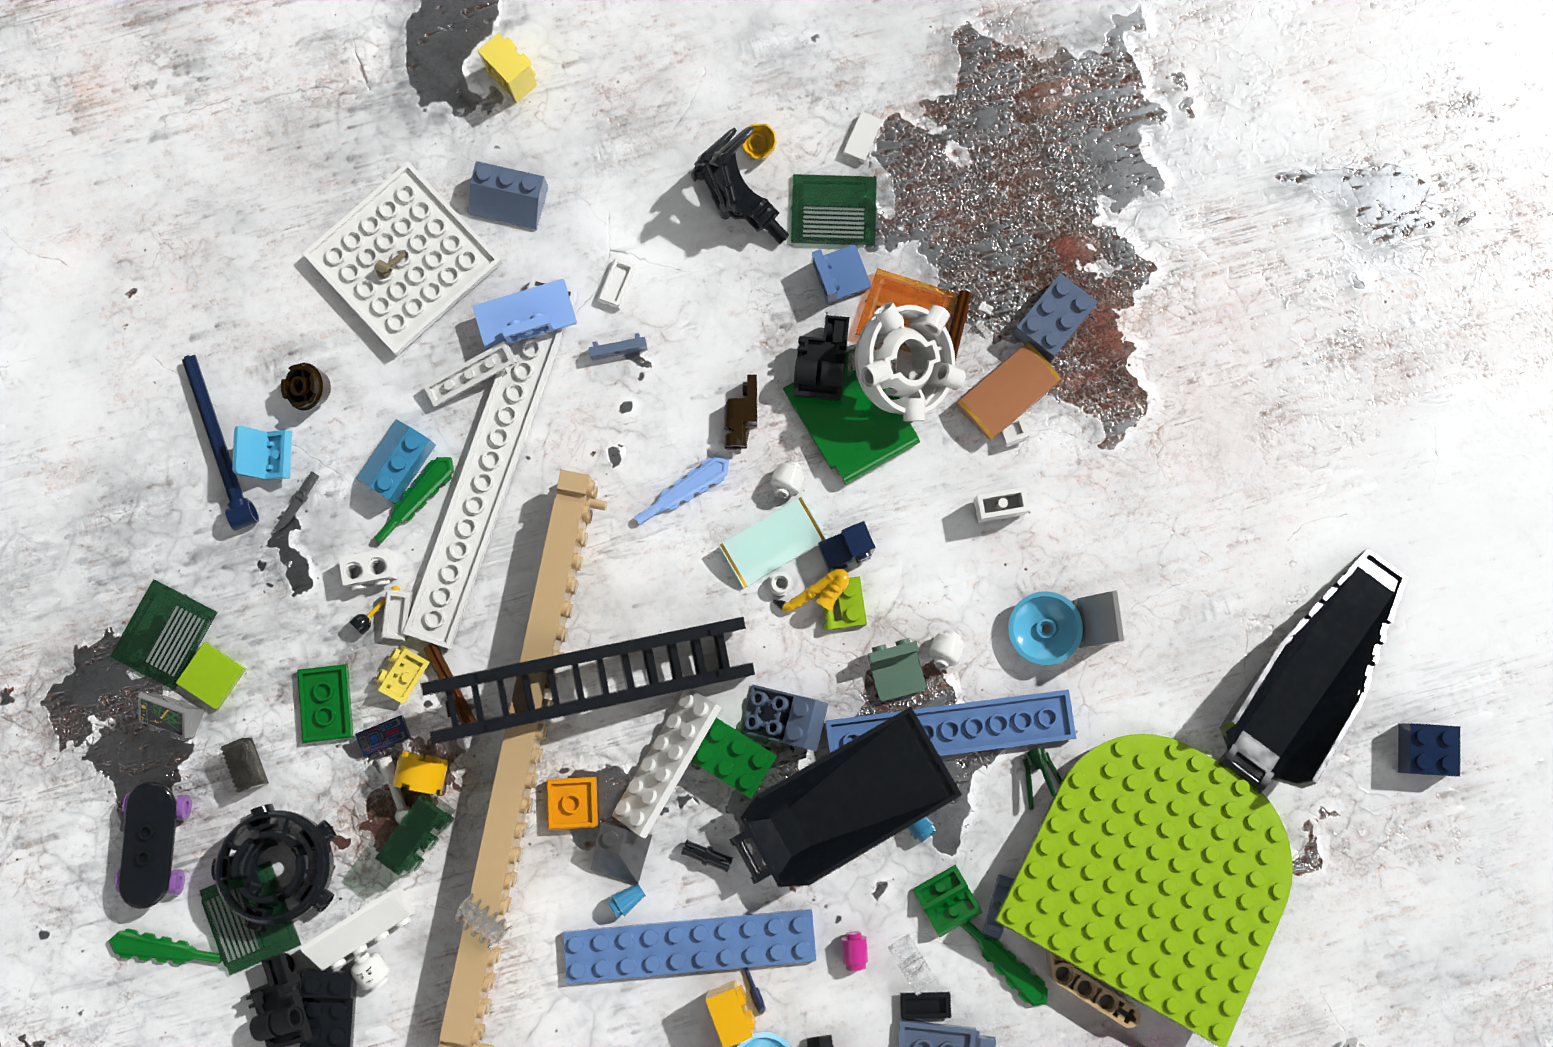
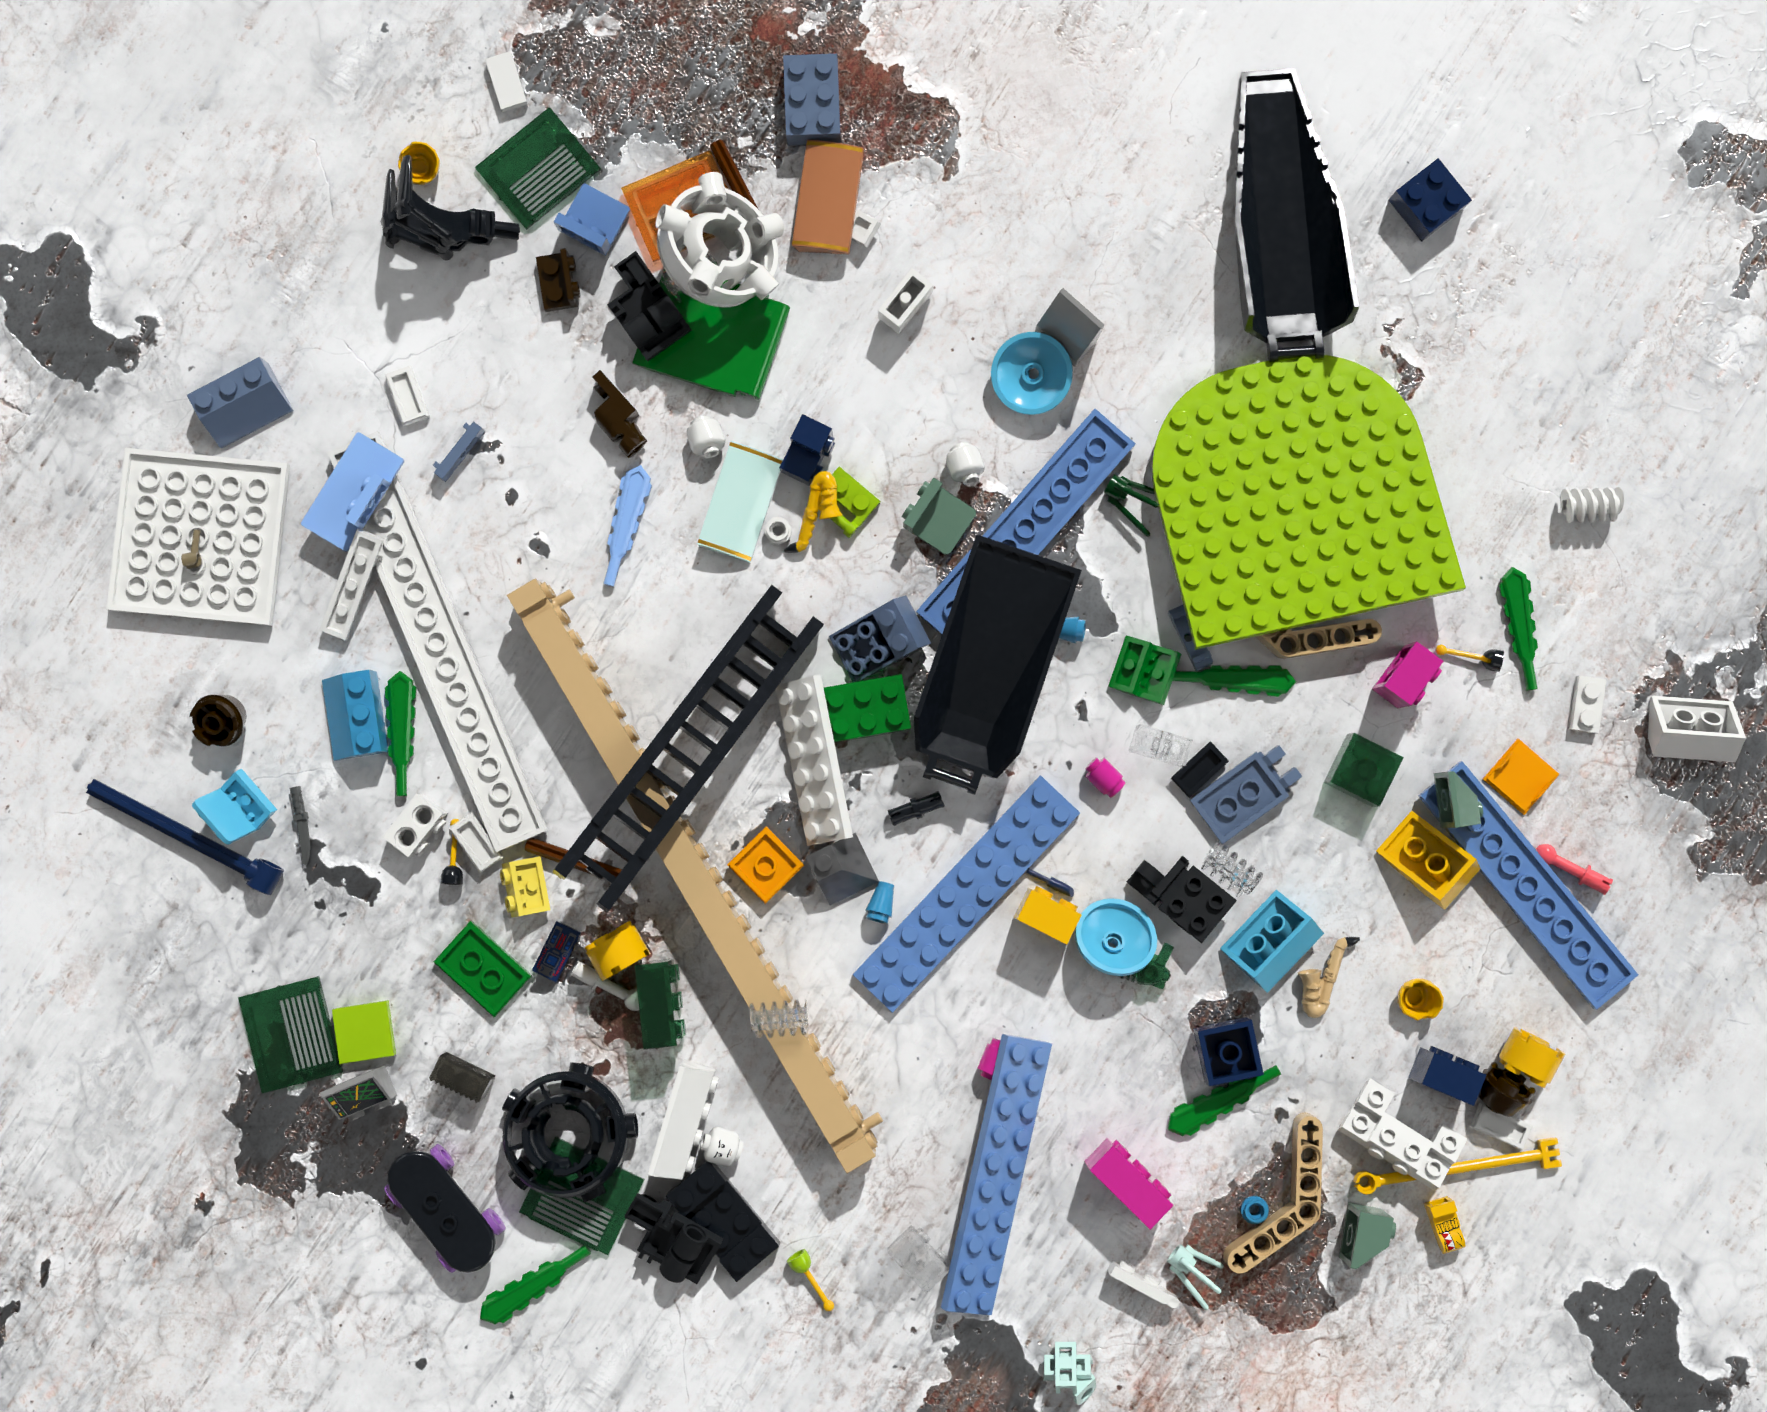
camera: 45 degrees left, 5 degrees up
(508, 67) = (137, 287): light yellow brick -> none
(781, 292) = (557, 281): none -> dark brown bracket

